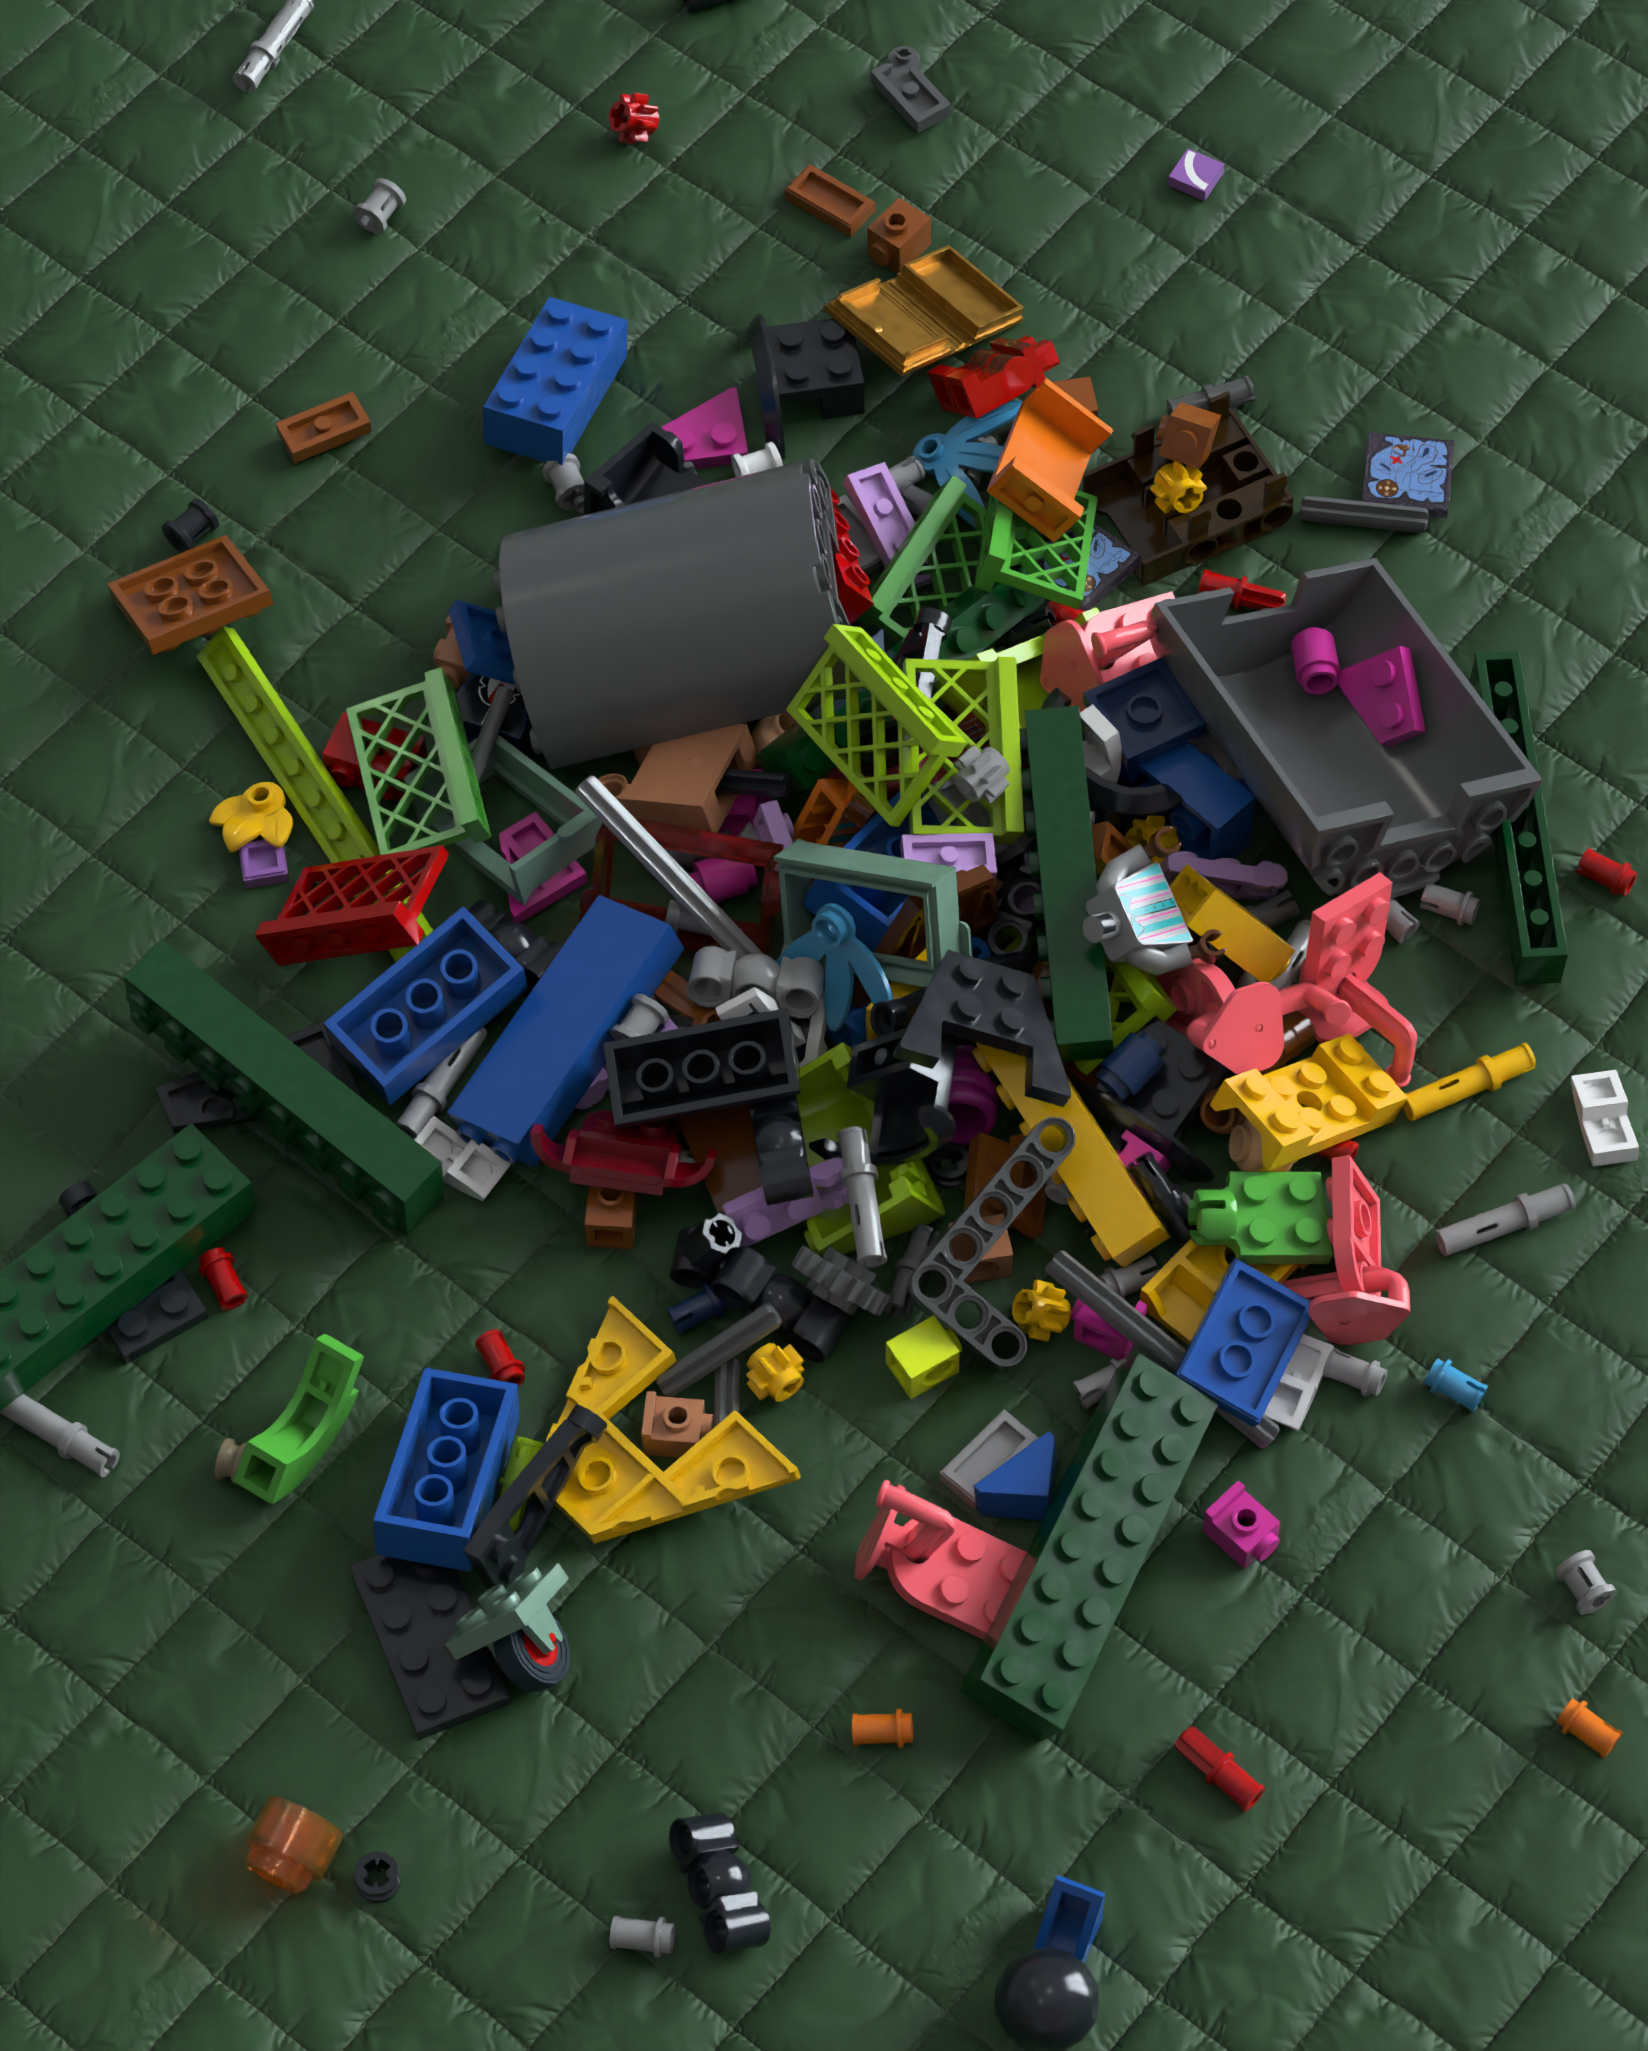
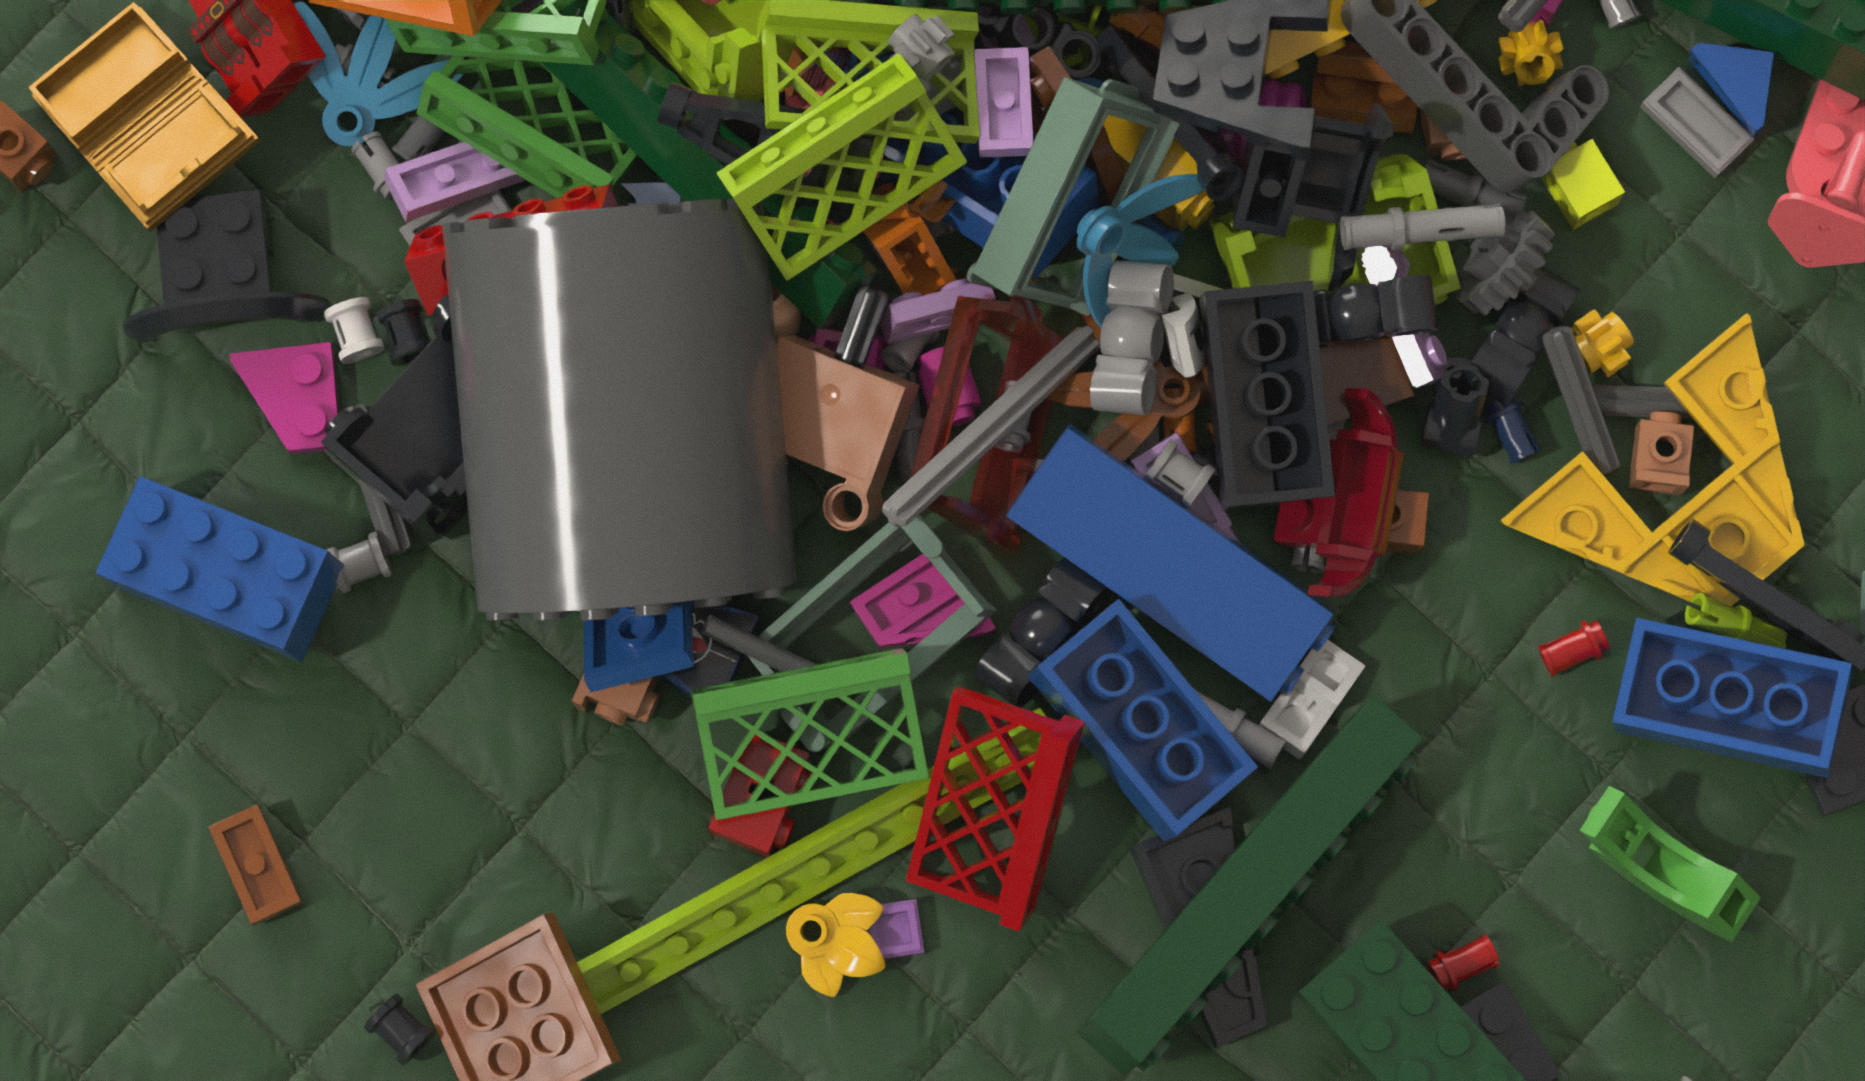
camera: 85 degrees left, 20 degrees up
(228, 1459) = (1697, 945): dark tan bush -> none

